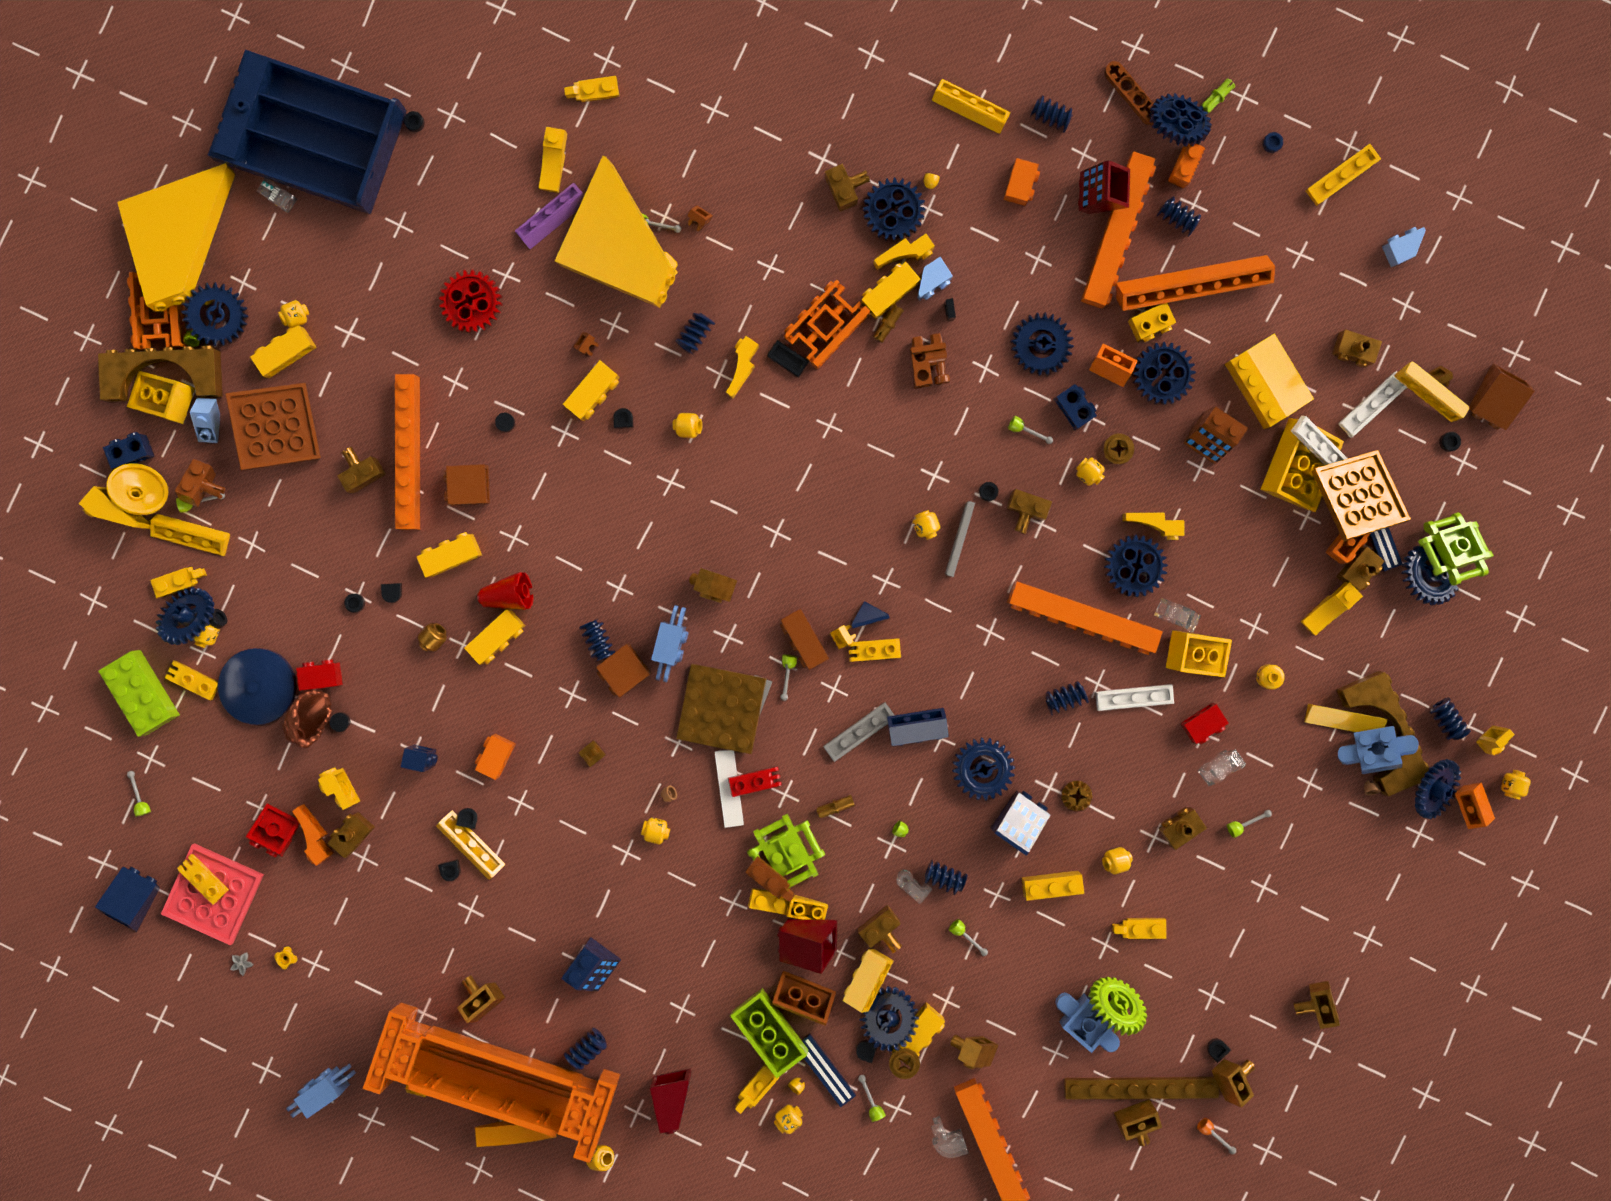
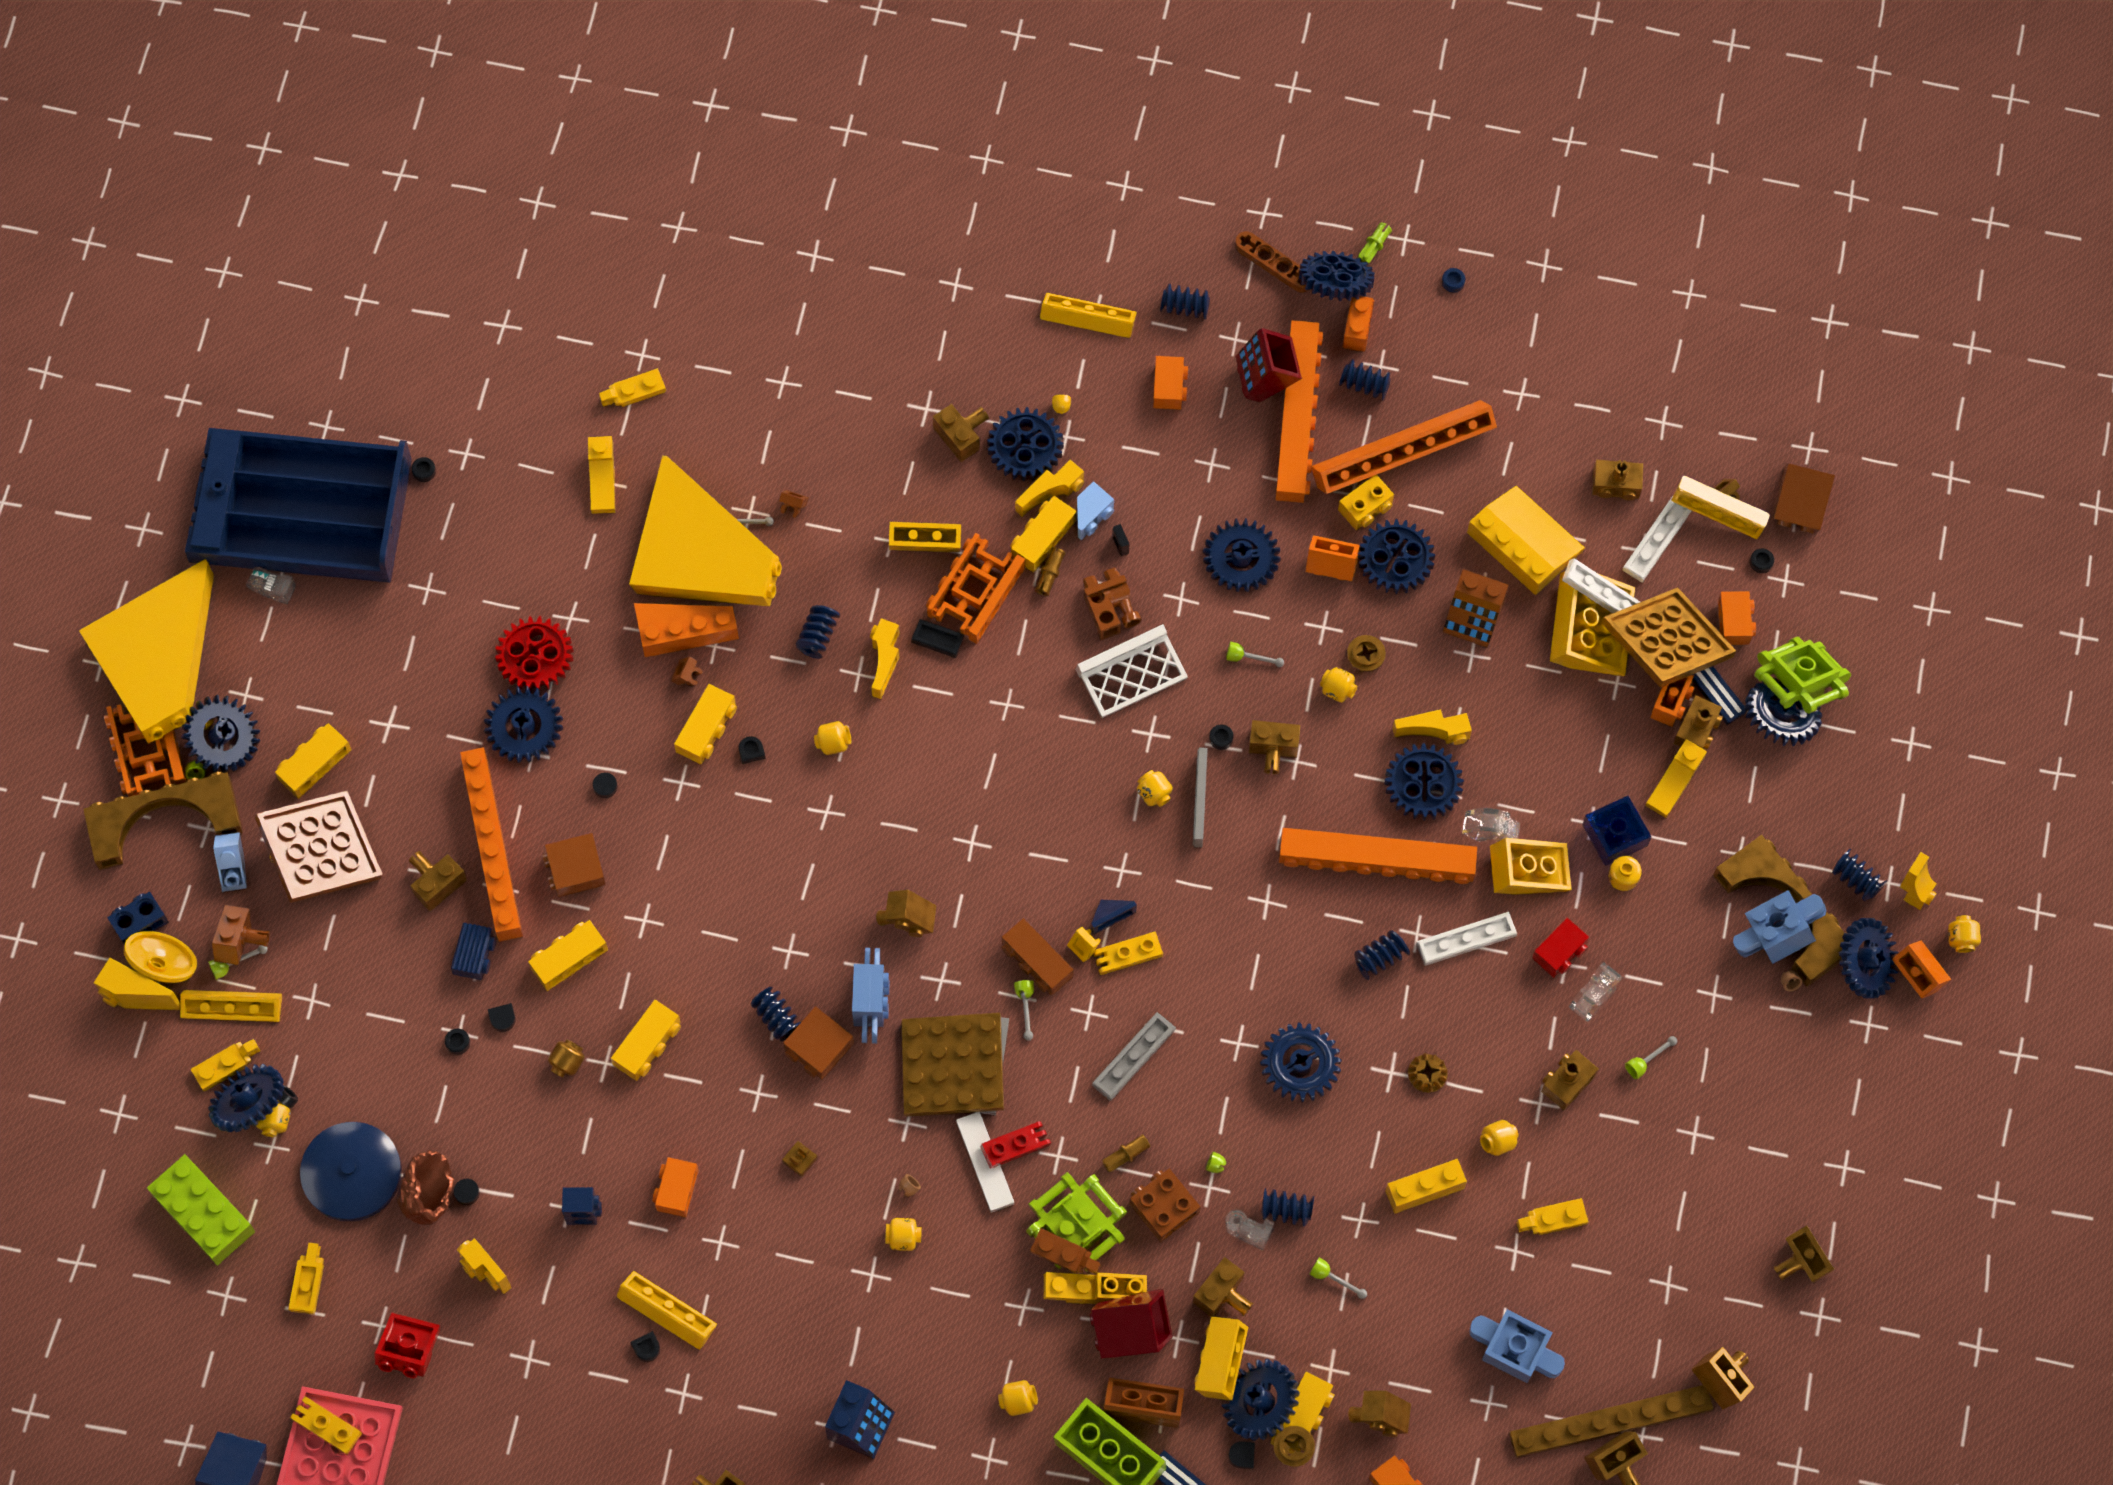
camera: 15 degrees left, 20 degrees down
(140, 808) = (226, 1357): hinge -> none
(161, 397) = (168, 846): yellow slope -> none
(192, 680) = (266, 1182): yellow hinge -> none
(209, 764) = (307, 1281): none -> yellow hinge
(293, 314) = (317, 713): yellow head -> none
(317, 849) = (467, 1356): orange slope -> none
(319, 676) = (430, 1135): red brick -> none
(351, 834) = (508, 1327): pearl gold brick -> none
(378, 536) = (473, 951): none -> dark blue brick
(446, 376) = (524, 703): none -> dark blue gear
(467, 818) = (656, 1274): black tile -> none
(508, 593) = (651, 981): red cone -> none
(550, 216) = (612, 539): medium lavender slope -> none
(583, 304) = (683, 627): none -> orange wedge
(712, 973) = (1018, 1398): none -> yellow head
(795, 273) = (924, 537): none -> yellow brick
(854, 853) = (1164, 1204): none -> dark orange brick
(917, 727) = (1205, 1030): brick -> none
(929, 405) = (1123, 652): none -> white fence
(1021, 822) = (1364, 1116): slope -> none
(1070, 410) = (1295, 620): dark blue brick -> none
(1116, 1010) = (1547, 1311): lime gear -> none
(1206, 1127) = (1710, 1451): orange hinge -> none
(1217, 1049) = (1694, 1348): black tile -> none
(1274, 641) = (1616, 830): none -> clear blue brick
(1342, 719) = (1723, 906): yellow slope -> none
(1343, 174) = (1544, 296): yellow plate -> none
(1403, 248) = (1638, 360): light blue slope -> none
(1417, 487) = (1735, 617): none -> orange brick

